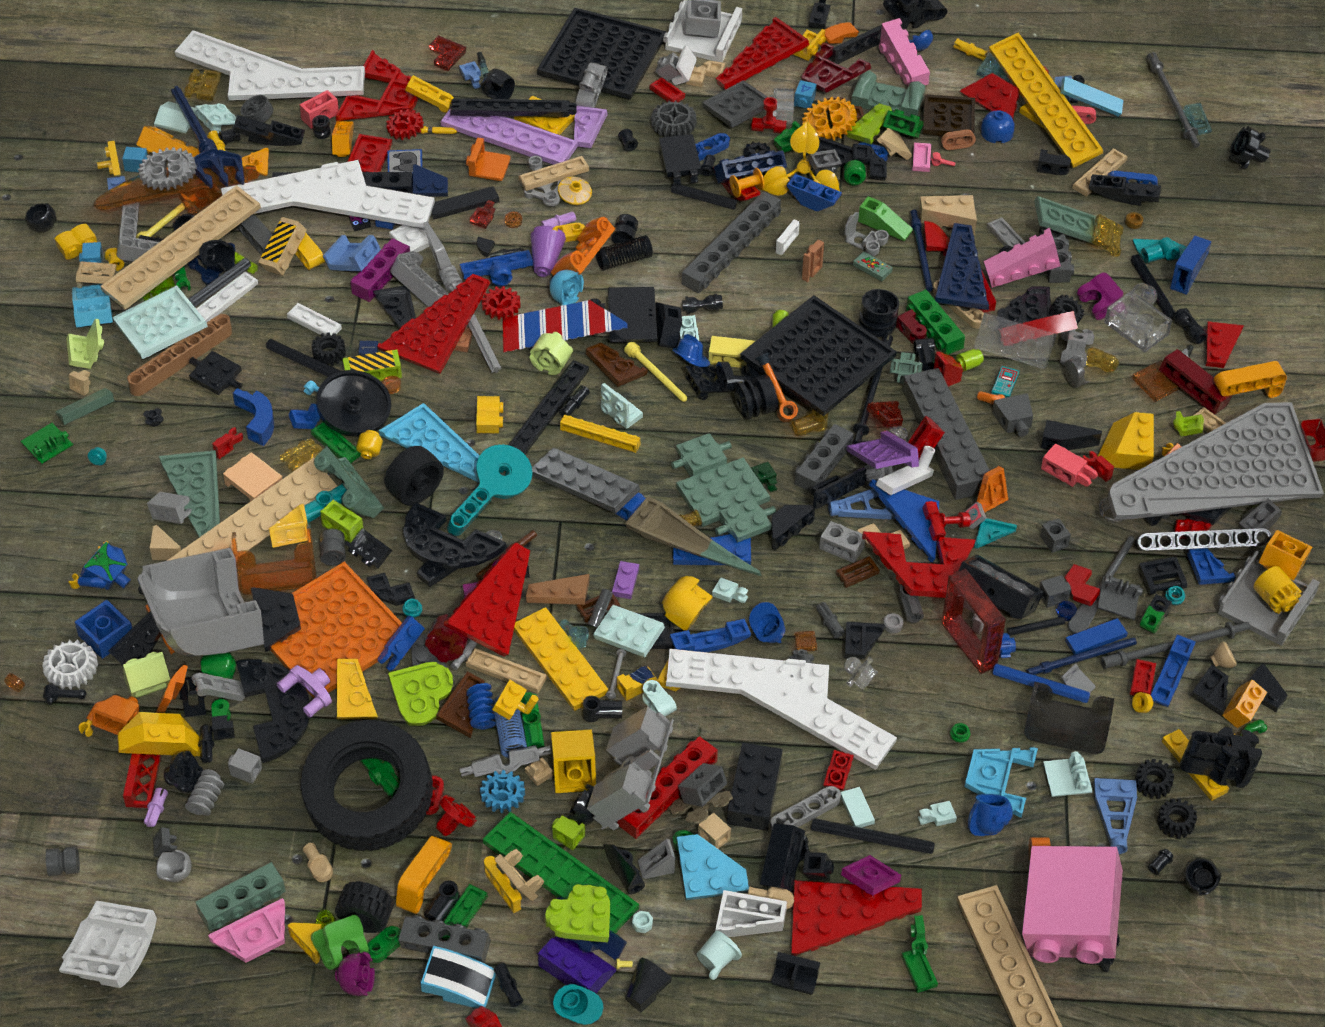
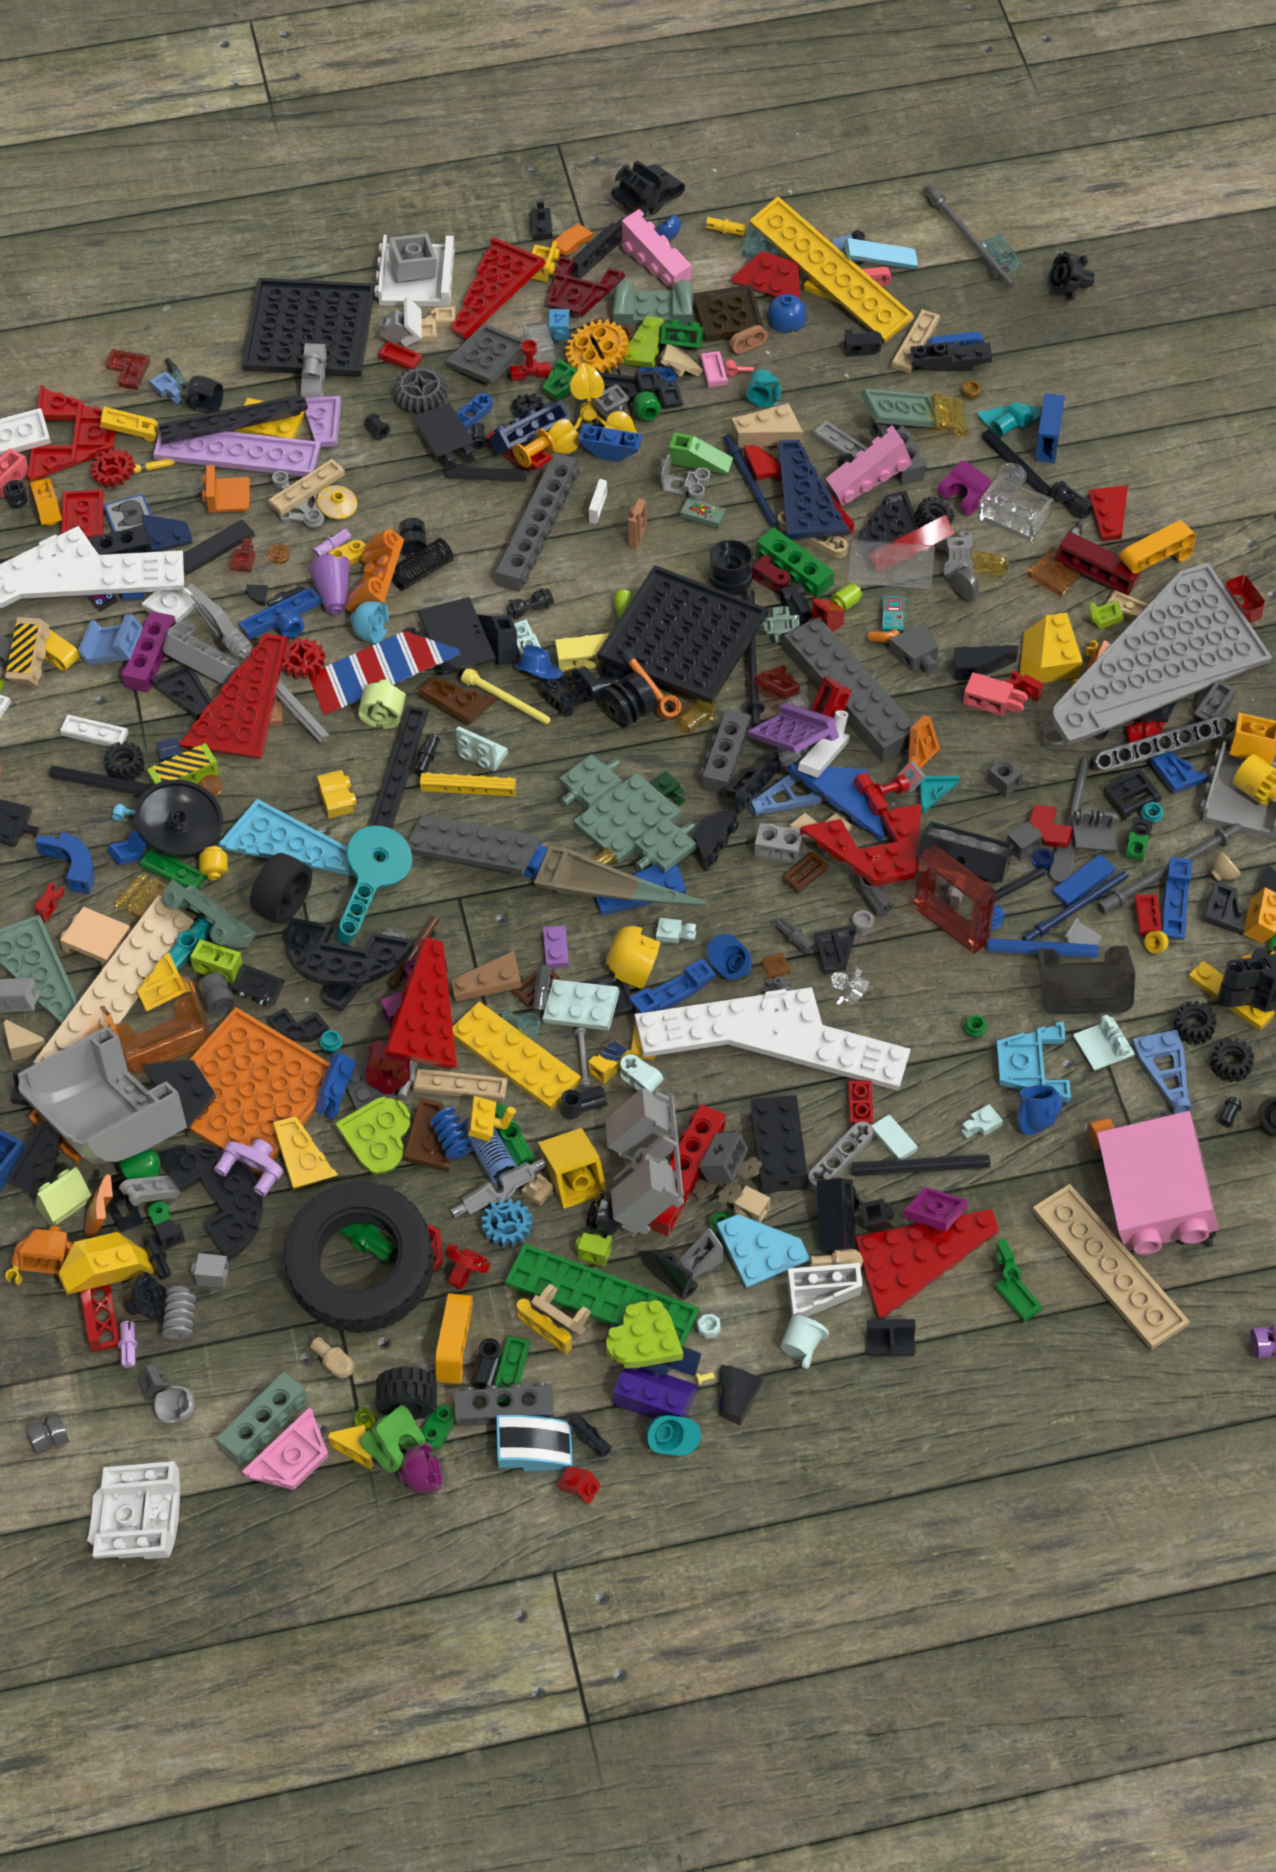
camera: 15 degrees left, 5 degrees up
(955, 179) = (761, 387): none -> teal piece

